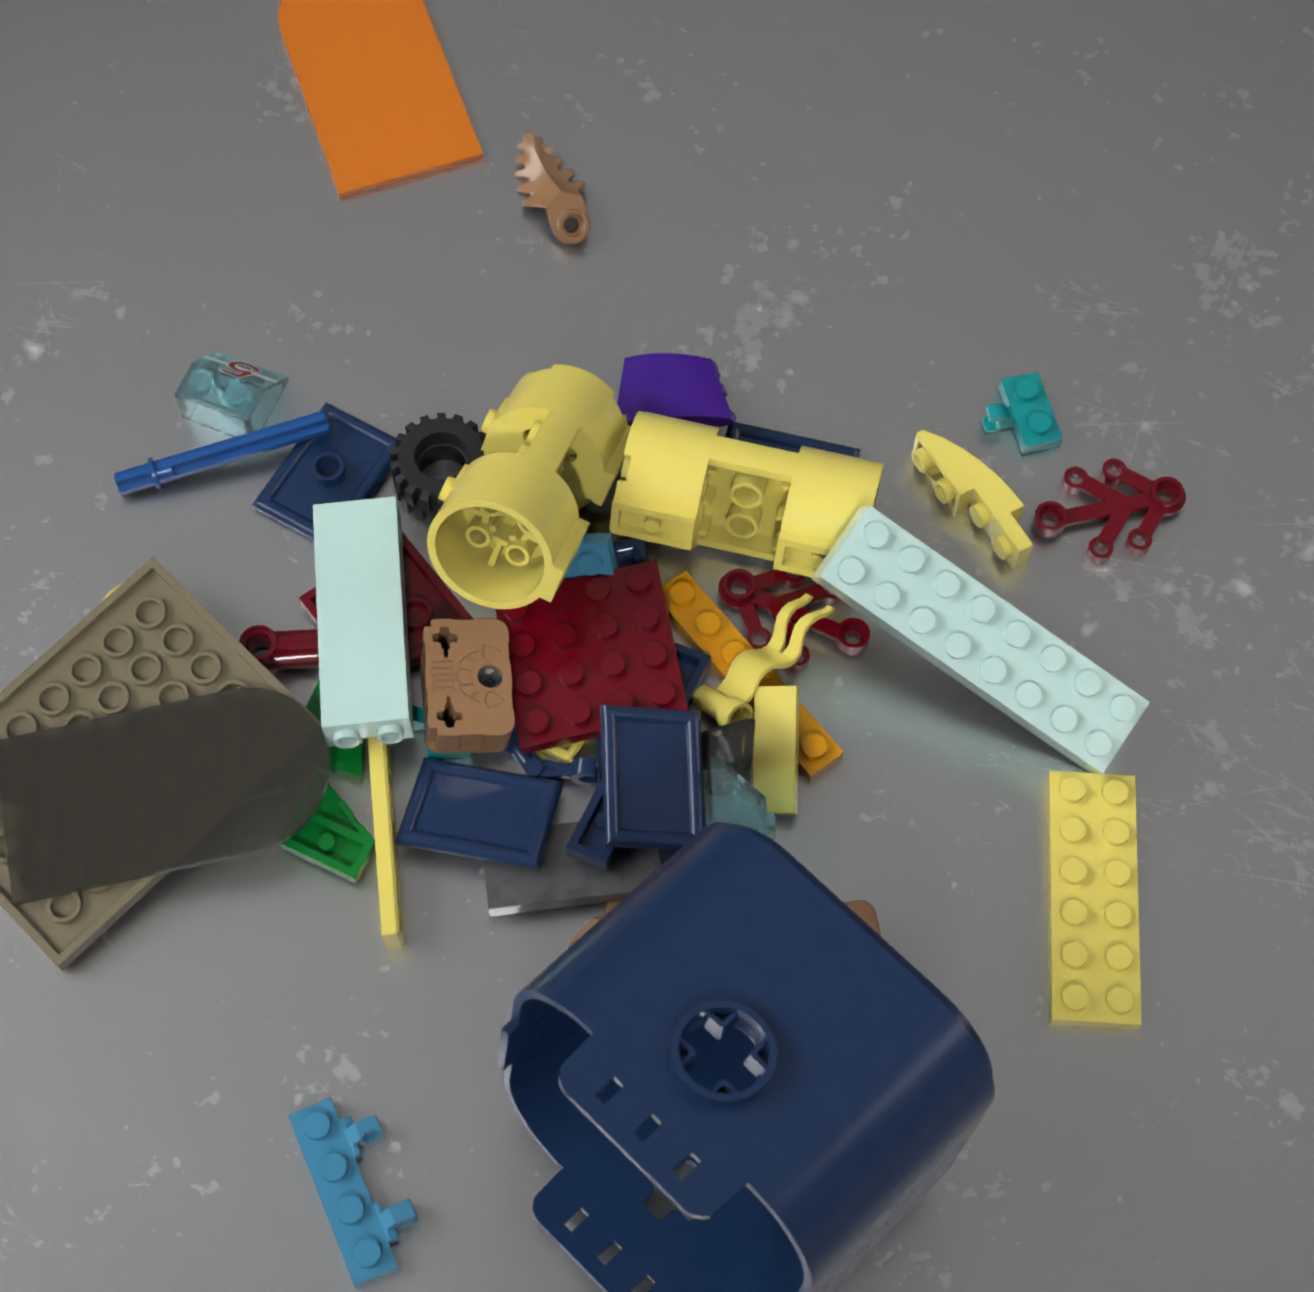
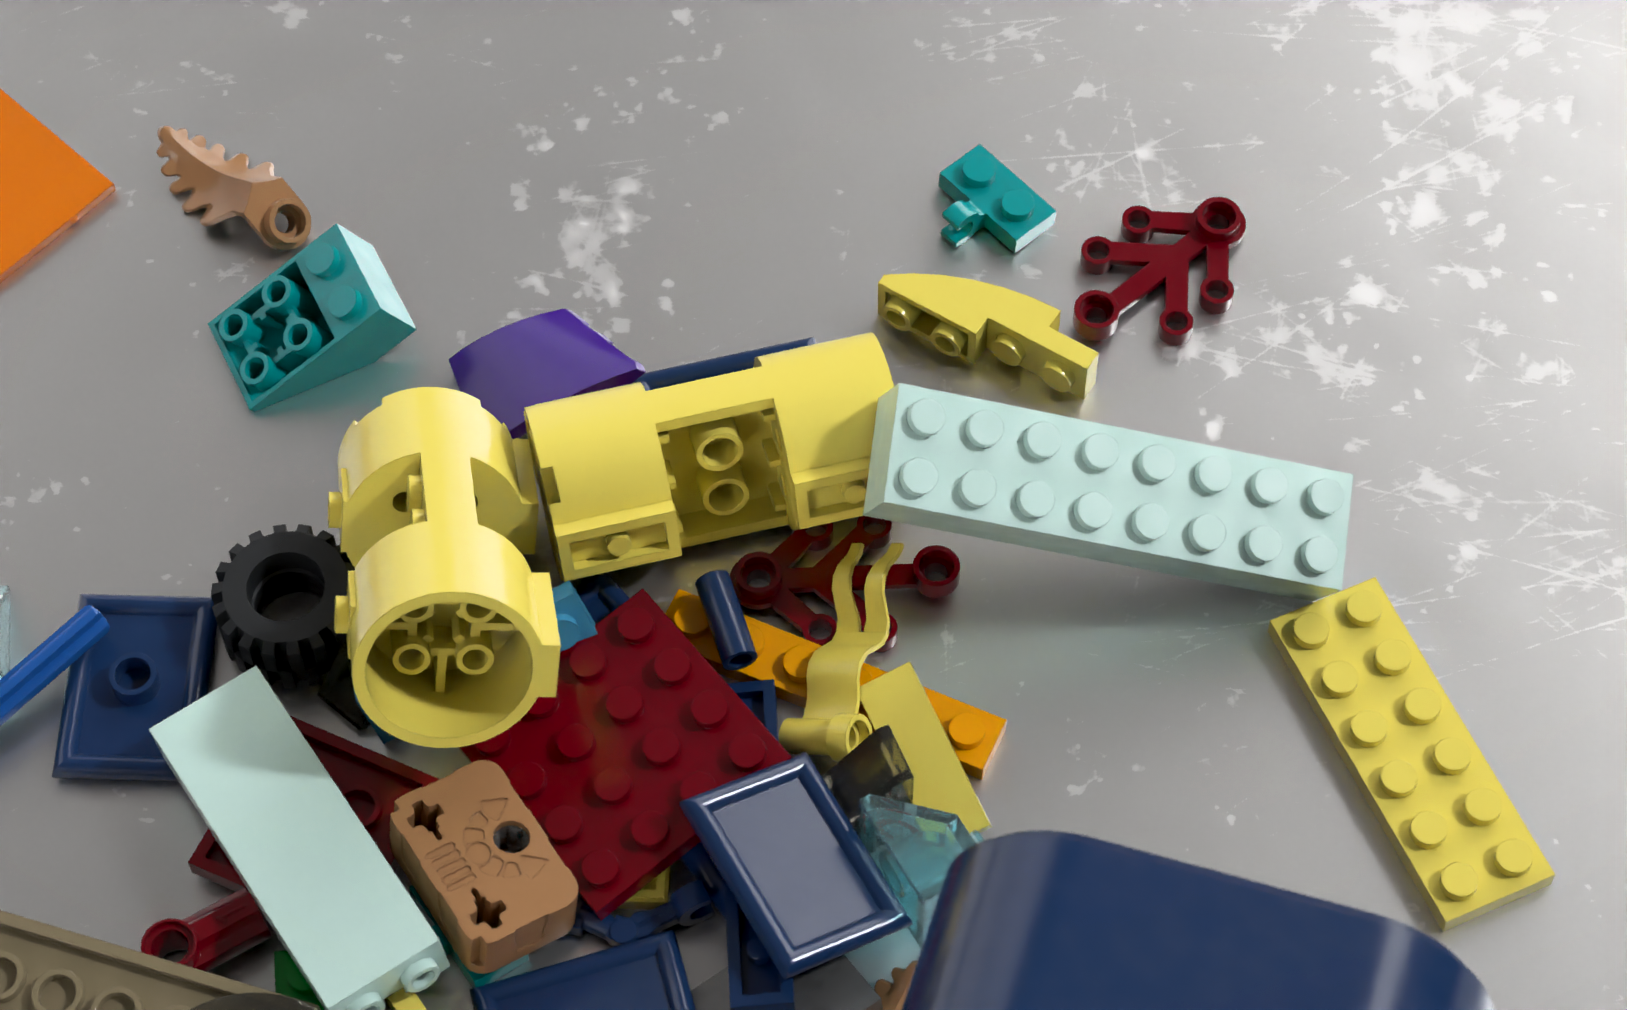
camera: 25 degrees left, 5 degrees down
(555, 295) = (312, 320): none -> teal slope
(700, 604) = (726, 620): none -> dark blue hinge

